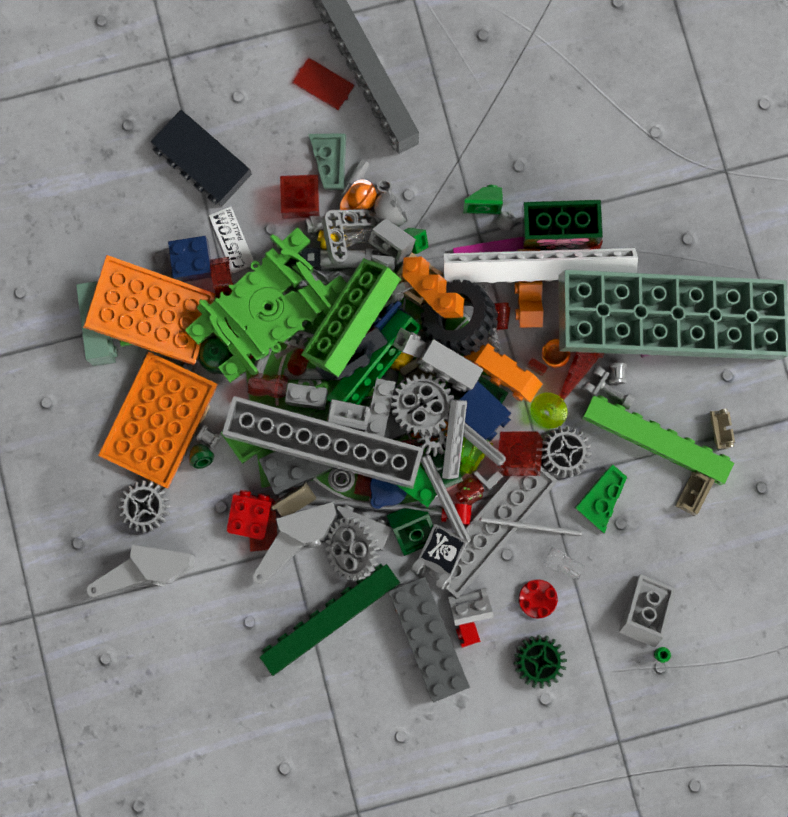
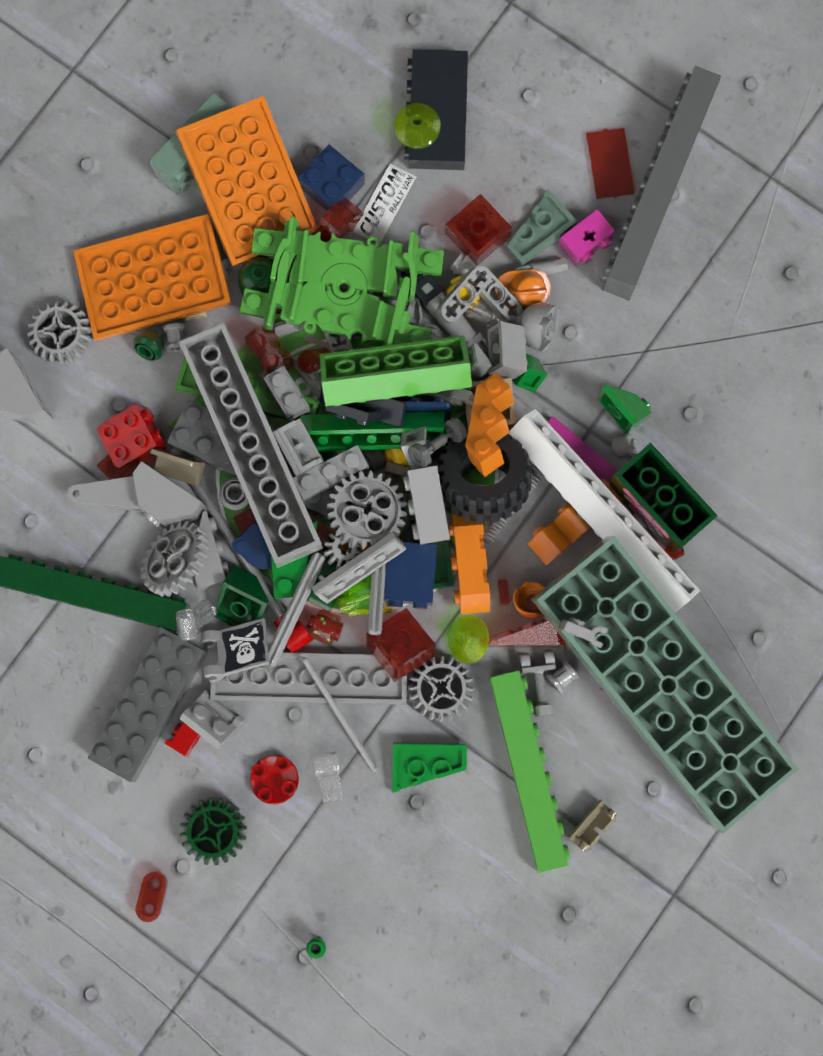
camera: 50 degrees right, 0 degrees up
(206, 186) = (417, 135): none -> clear neon green dish
(360, 125) = (593, 227): none -> dark pink brick
(384, 185) = (559, 300): light grey hinge -> none
(400, 567) = (191, 620): none -> clear piece
(418, 344) = (420, 455): none -> dark grey wheel
(487, 476) = (354, 632): light grey panel -> none
(503, 315) = (525, 517): clear red cone -> none
(549, 732) = (151, 896): none -> clear red plate
(602, 336) = (577, 629): none -> light grey plate
(648, 611) = (349, 898): light grey slope -> none
(694, 493) = (506, 850): dark tan hinge -> none

